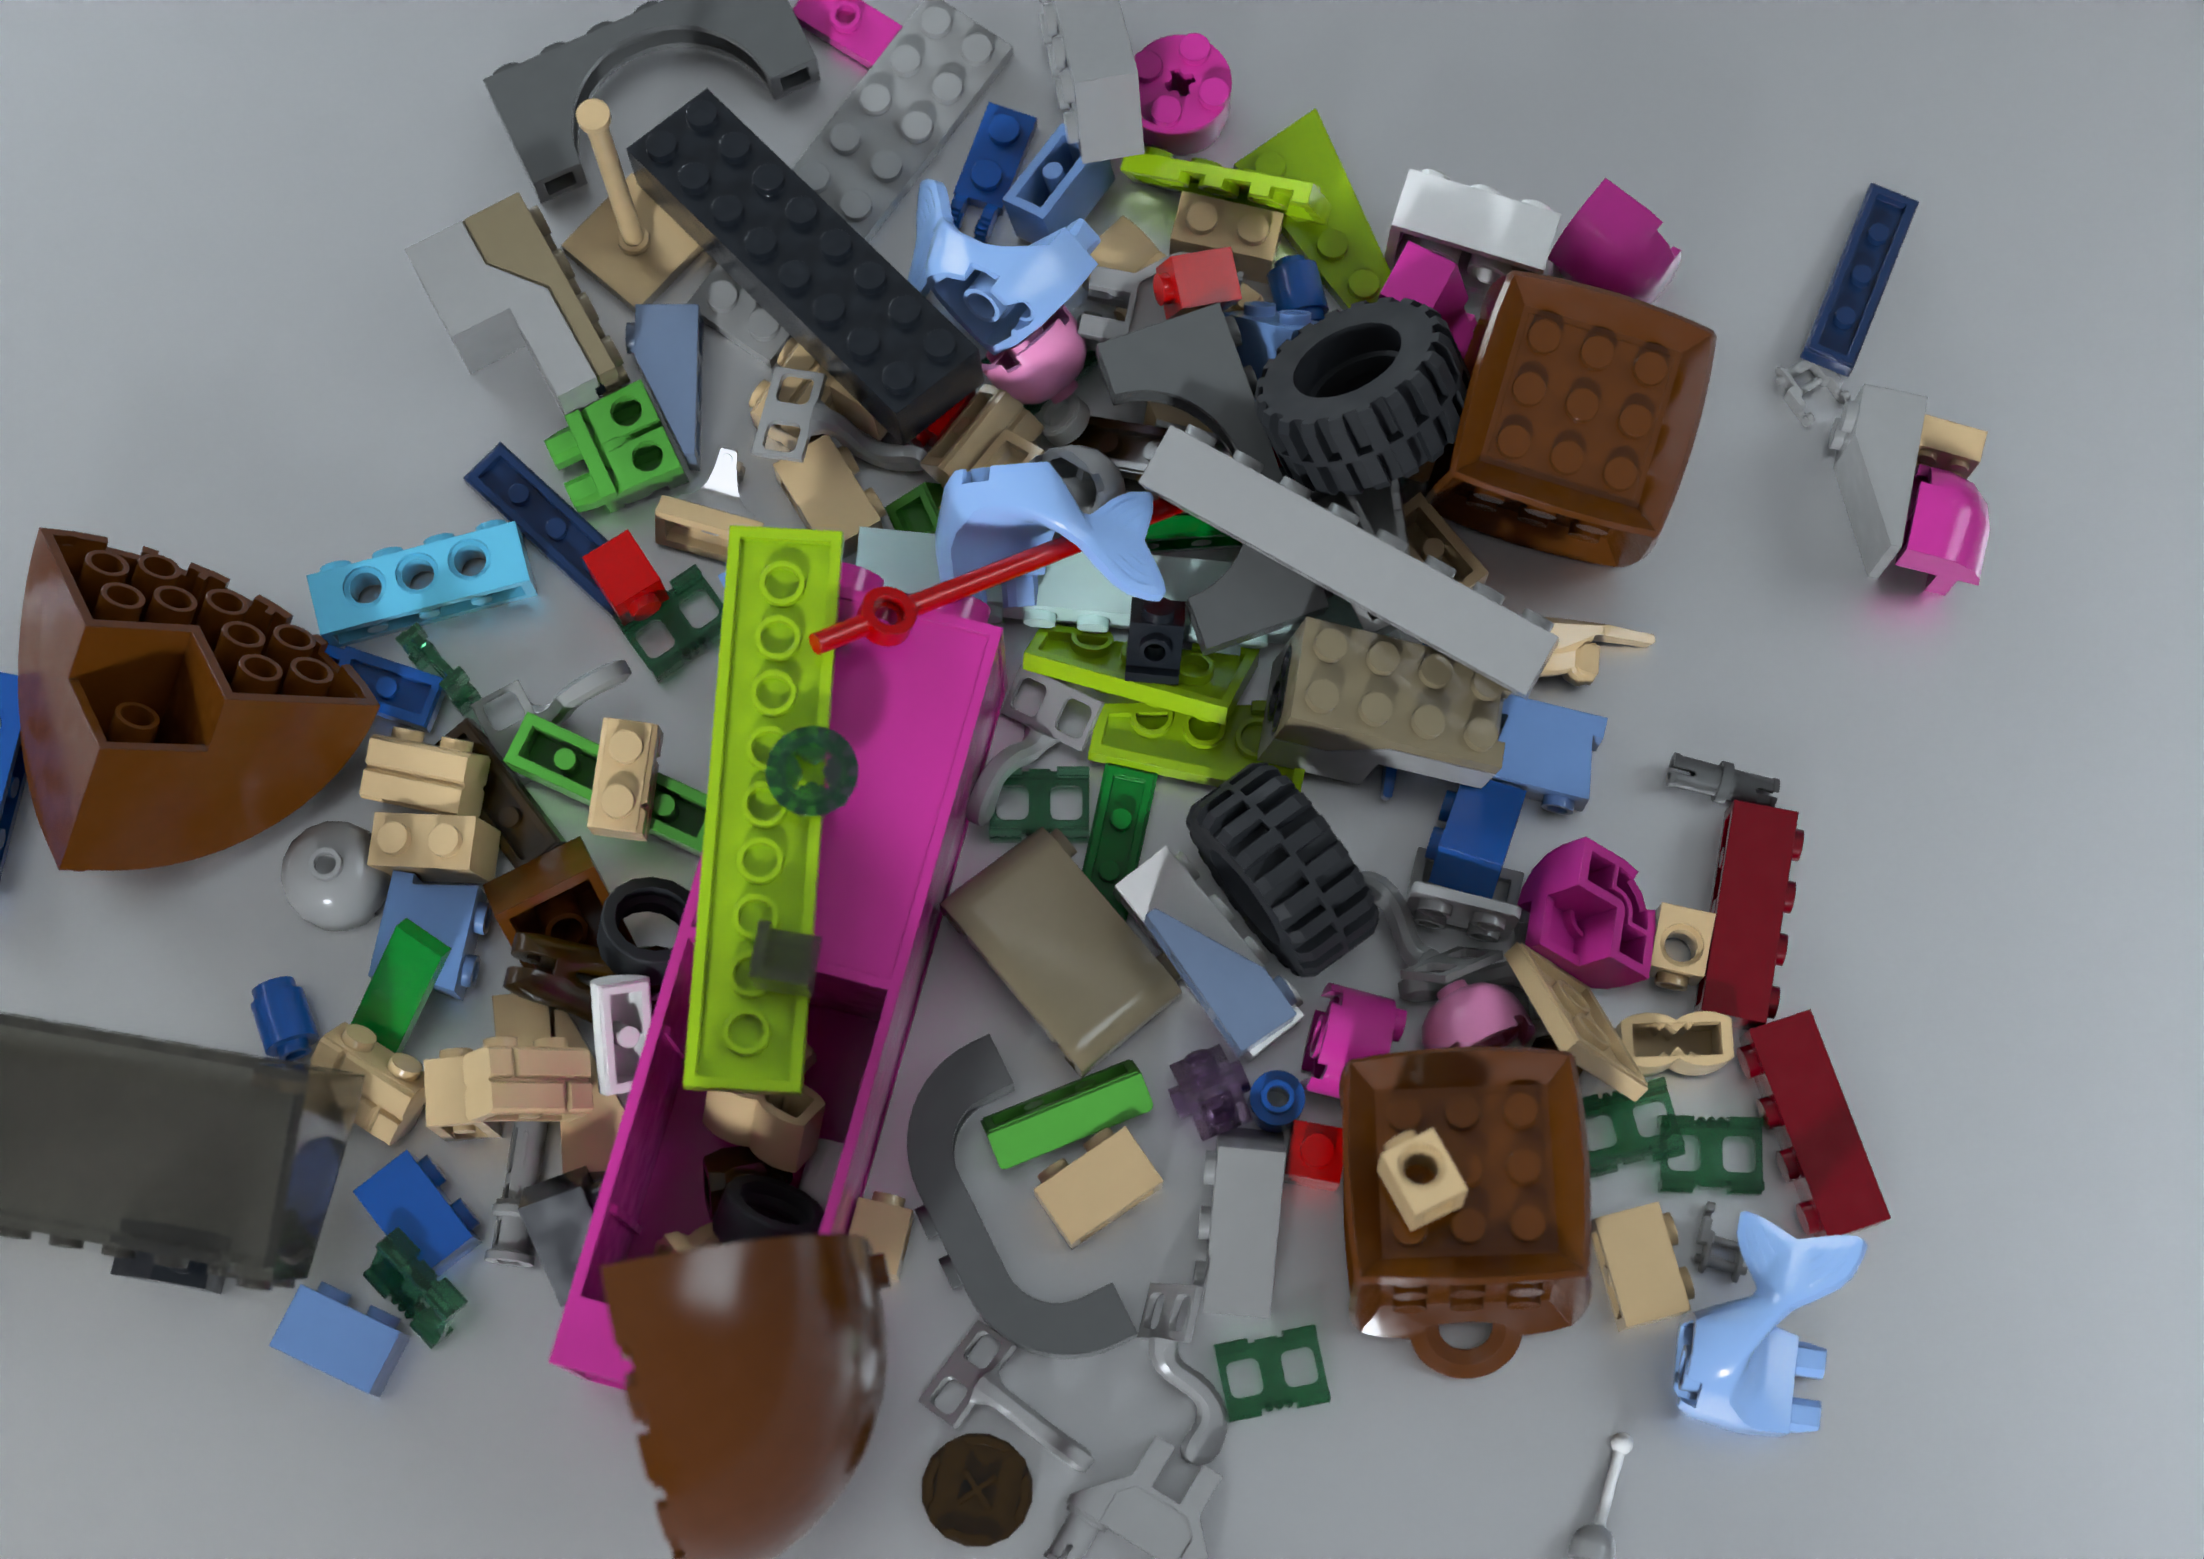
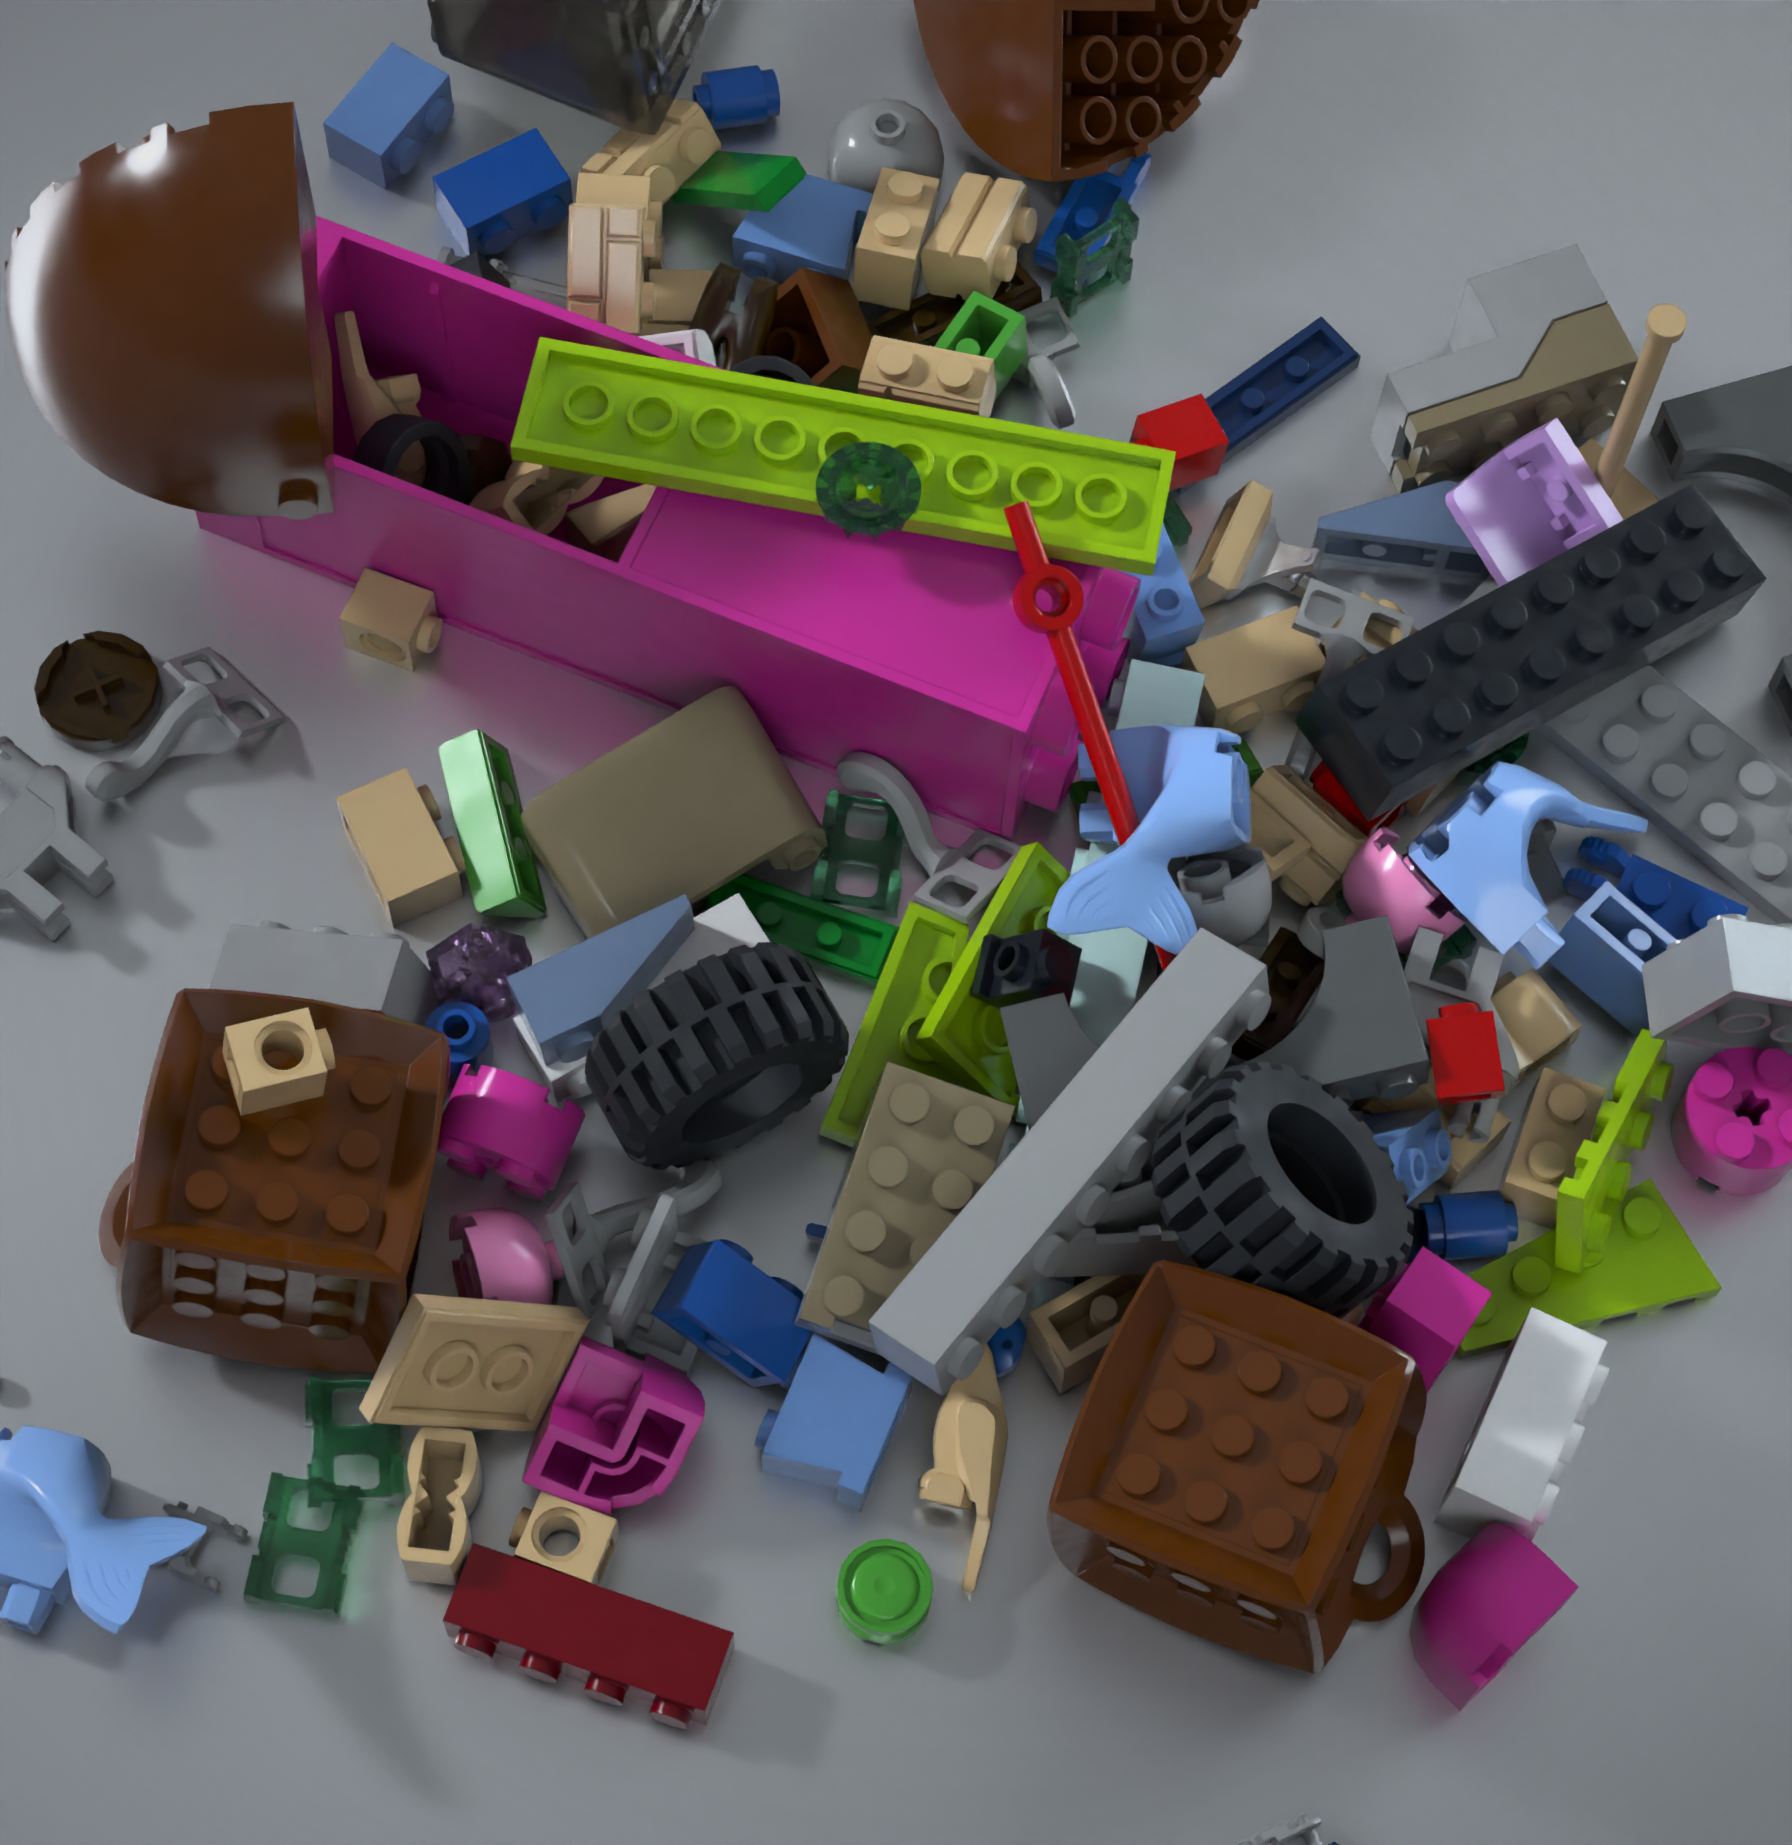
camera: 95 degrees right, 10 degrees down
(417, 1282) = (410, 187): clear green piece -> none
(450, 594) = (1203, 343): medium azure brick -> none
(622, 449) = (1333, 459): bright green hips -> none
(656, 280) = (1531, 503): none -> lavender bracket
(784, 960) = (654, 430): clear smoke panel -> none
(1052, 1330) = (375, 705): dark grey arch -> none
(1210, 1427) = (105, 930): light grey piece -> none
(1275, 1389) = (131, 1005): clear green piece -> none
(1641, 1266) = (182, 1429): tan brick -> none
(1669, 699) = (884, 1591): none -> bright green wheel
(1721, 781) = (767, 1641): dark grey pin -> none
(1812, 1127) = (306, 1667): dark red brick -> none

